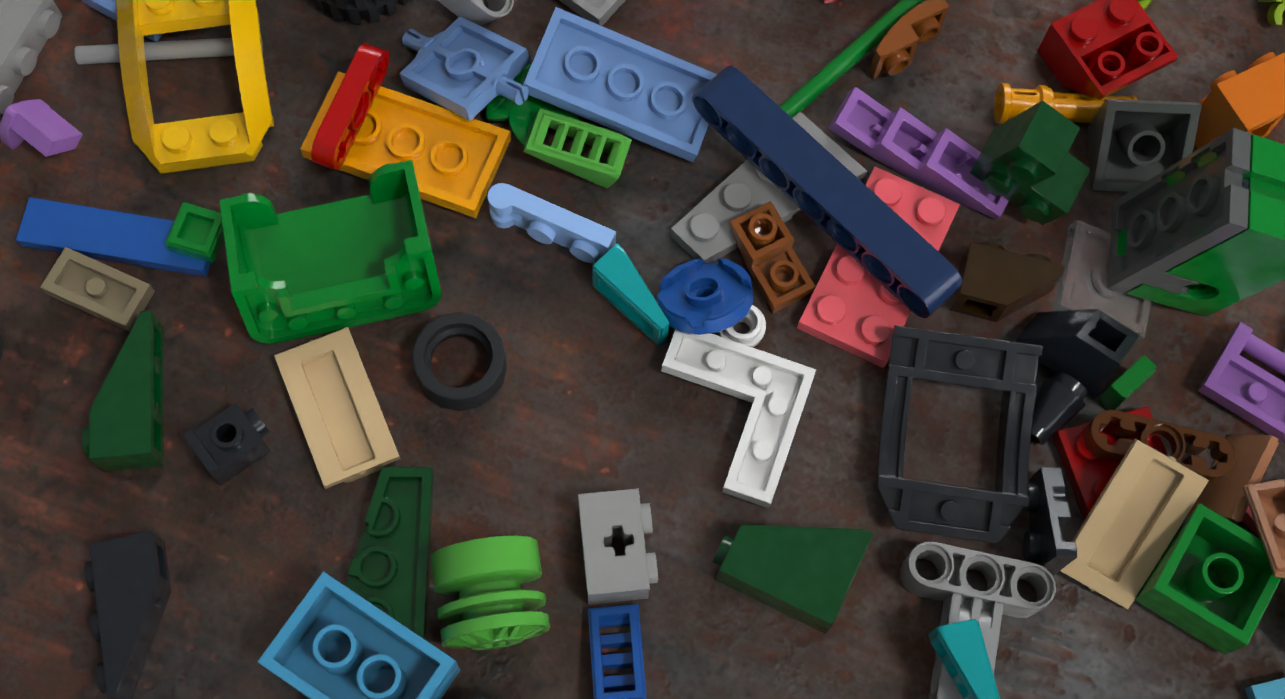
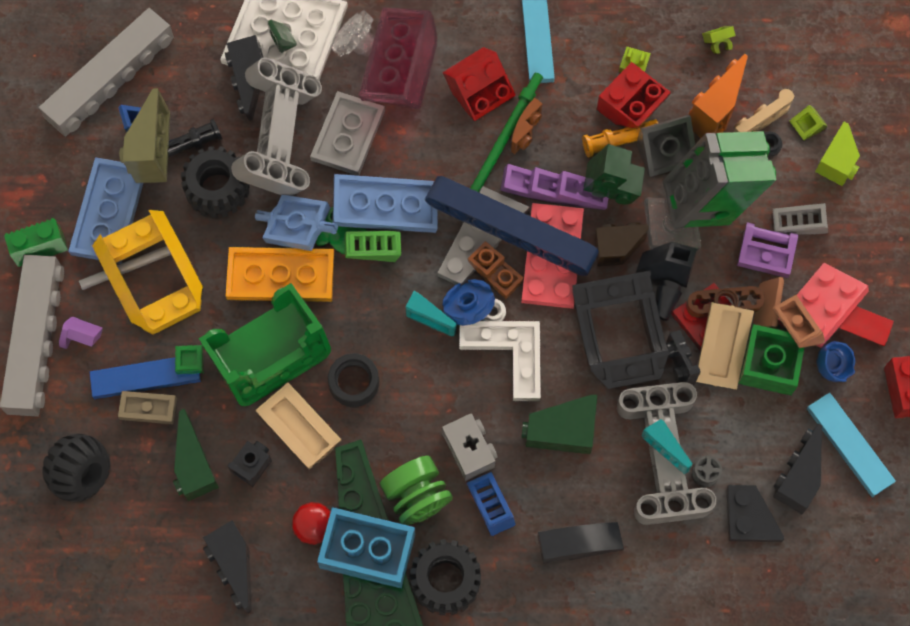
camera: 15 degrees left, 0 degrees up
(287, 578) = (311, 522): none -> red hair
(350, 106) = (245, 264): red beam -> none
(549, 222) = (373, 291): light blue plate -> none
(1127, 383) = (700, 274): green tile -> none

